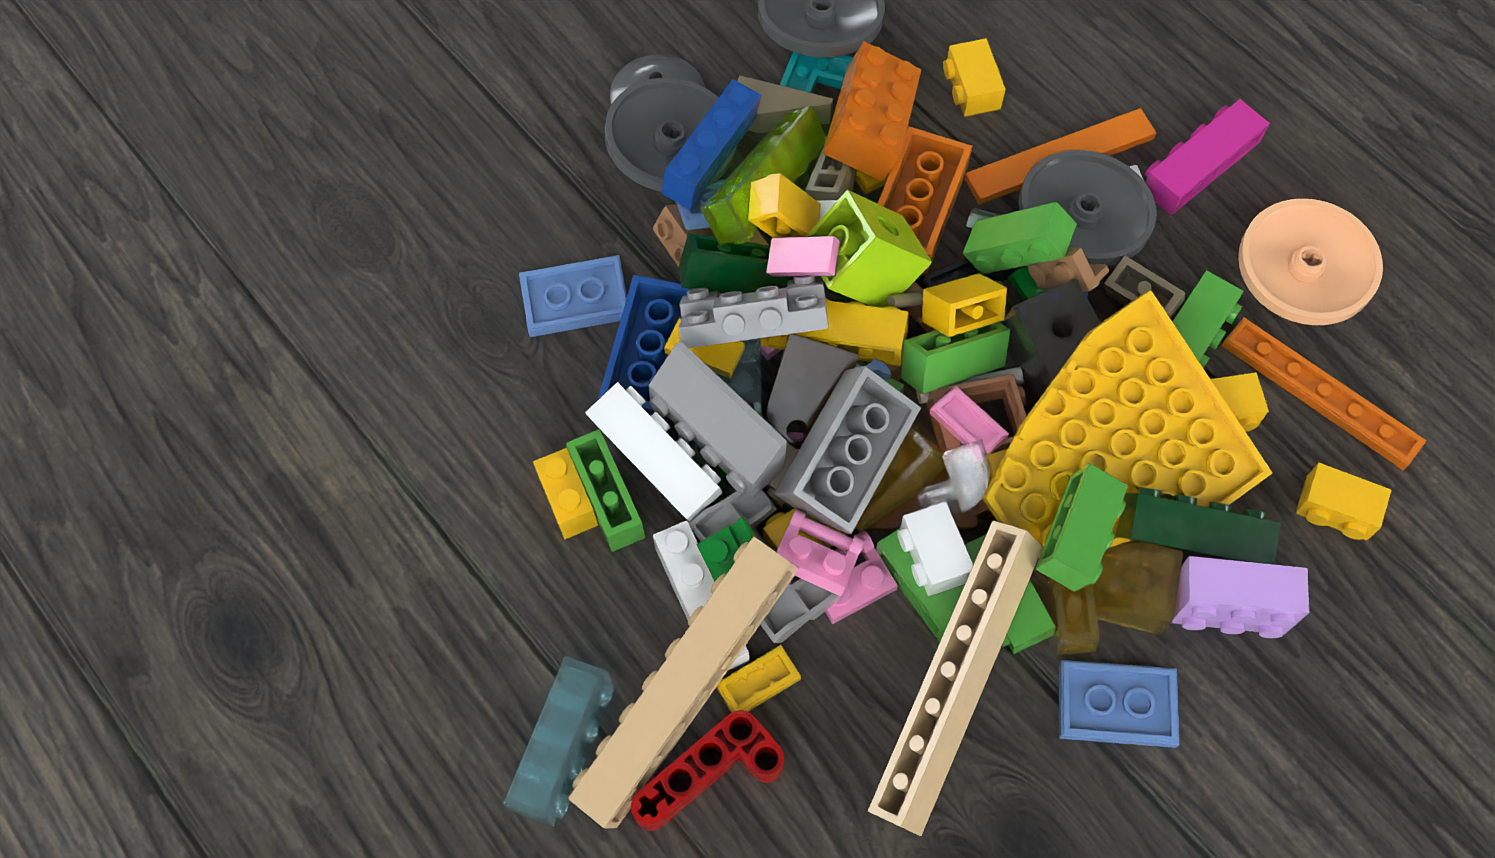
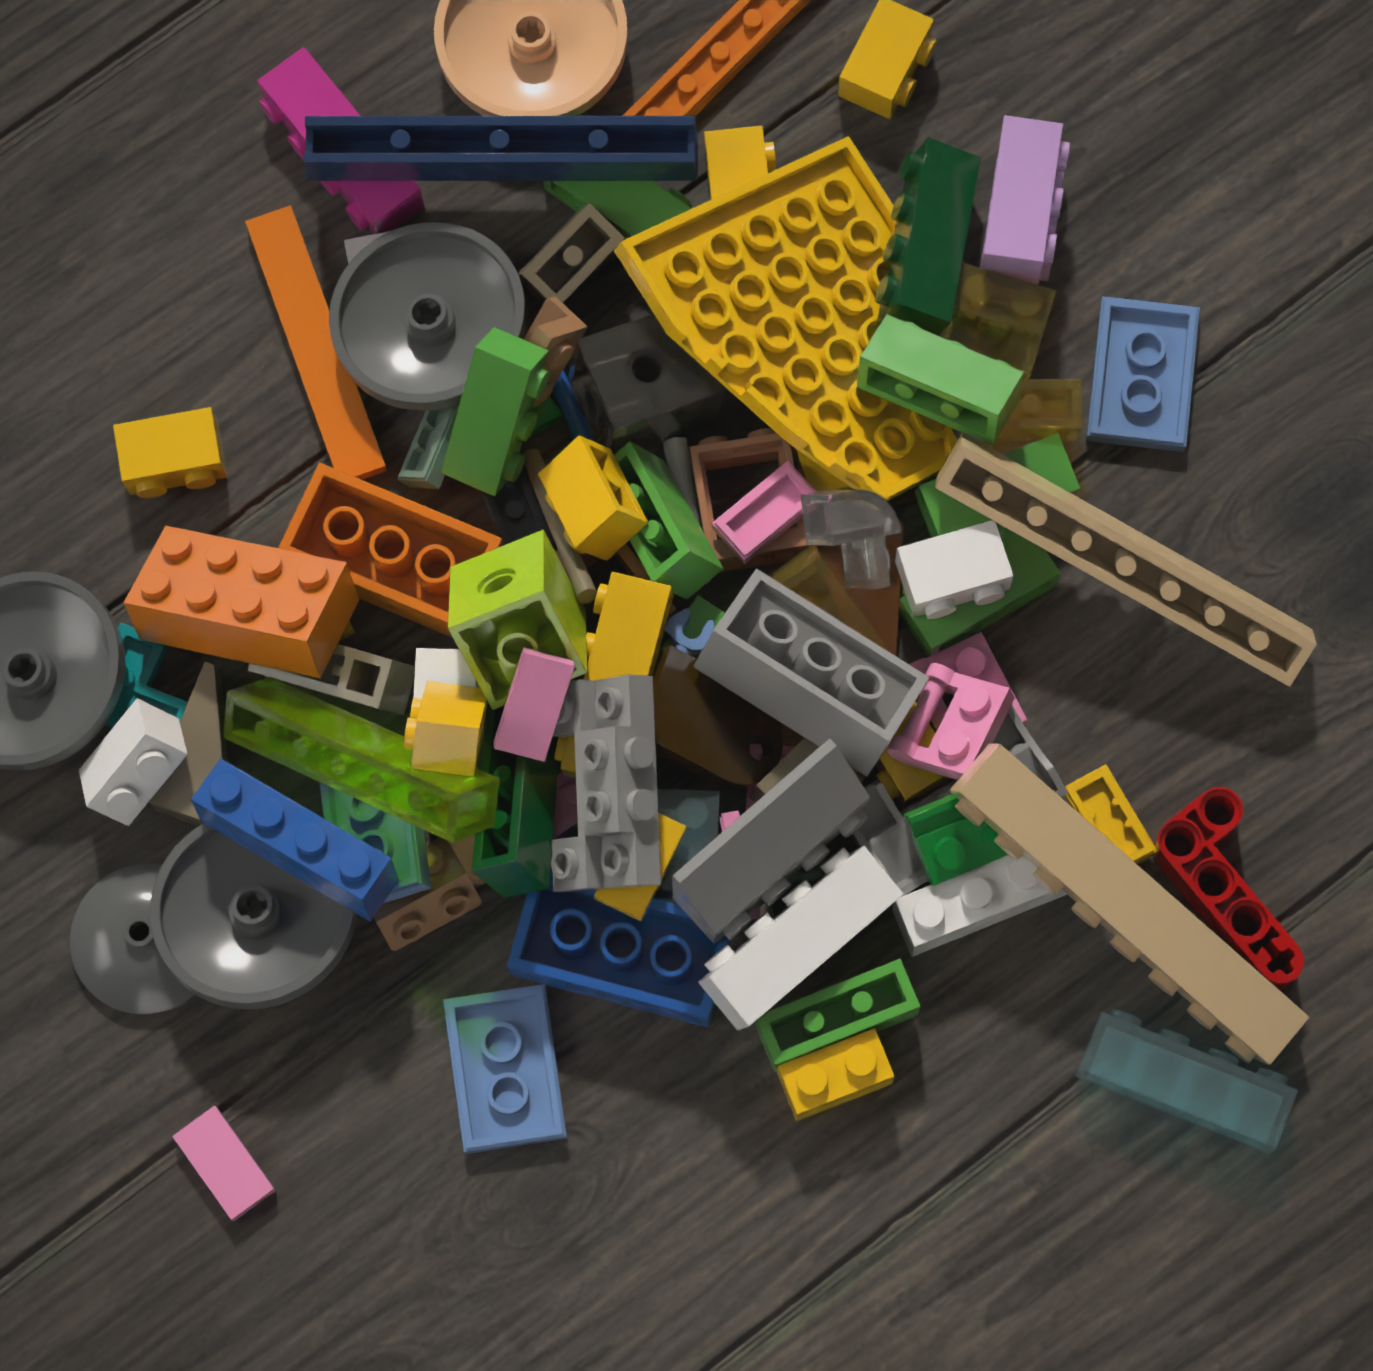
camera: 85 degrees left, 10 degrees up
(515, 143) = (224, 1163): none -> bright pink tile
(763, 63) = (132, 762): none -> white brick
(1217, 243) = (501, 148): none -> dark blue tile

